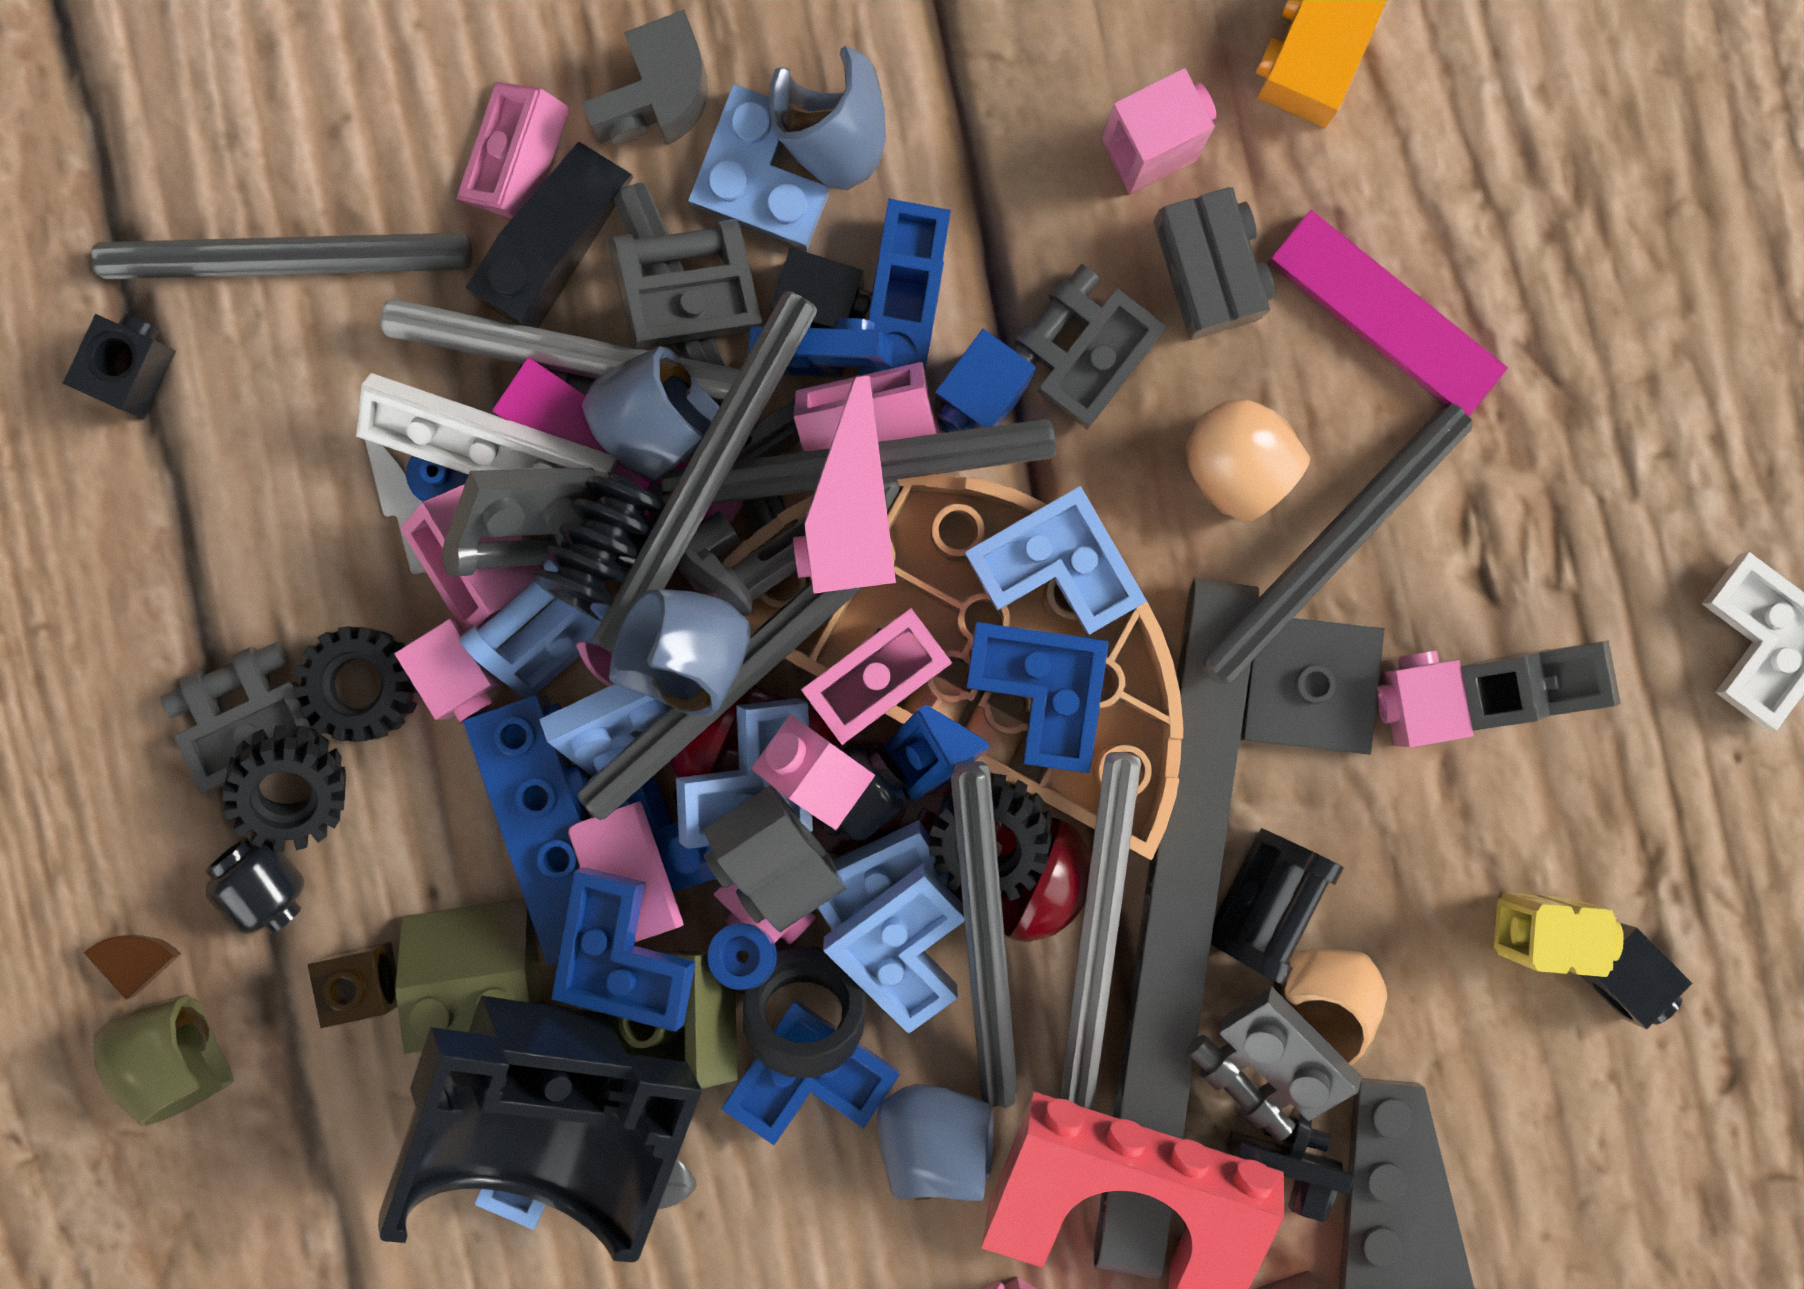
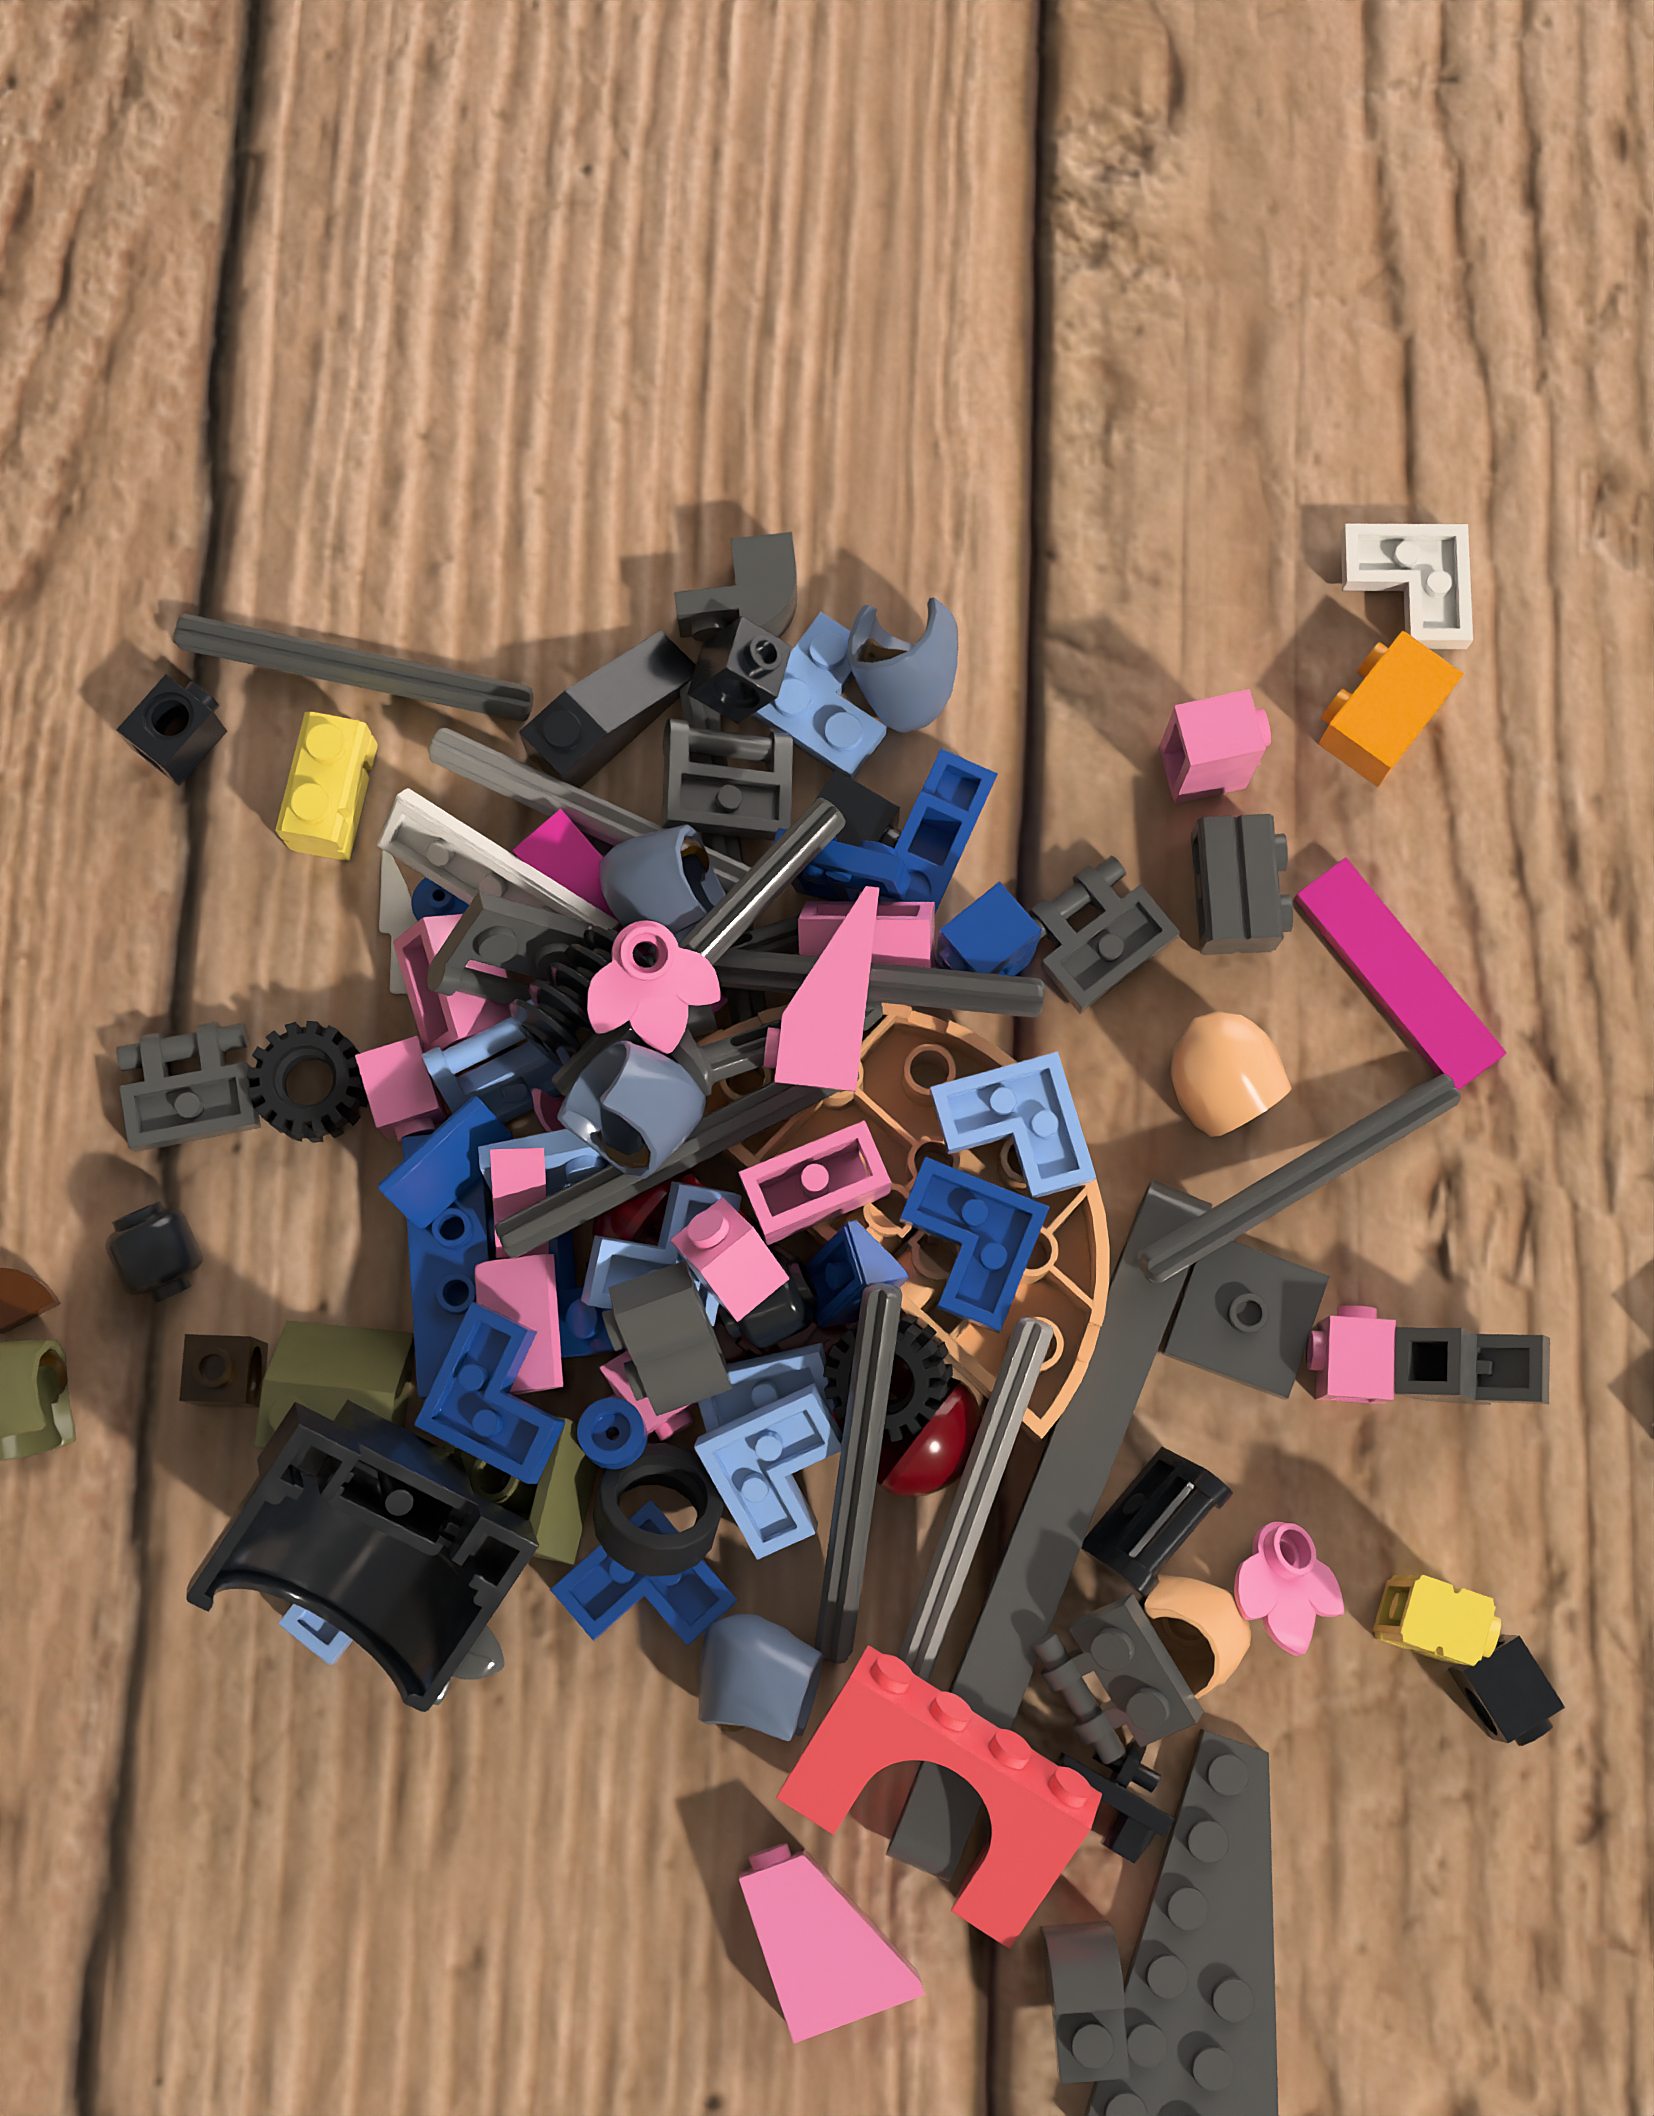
camera: 15 degrees right, 10 degrees down
(279, 820) = (205, 1197): black tyre -> none
(290, 386) = (326, 786): none -> light yellow brick
(511, 742) = (443, 1163): none -> blue slope
(512, 148) = (596, 621): bright pink slope -> none
(587, 746) = (516, 1184): none -> bright pink sticker
(669, 167) = (739, 670): none -> black brick
(670, 536) = (650, 997): none -> bright pink plate
(1407, 932) = (1286, 1586): none -> bright pink plate

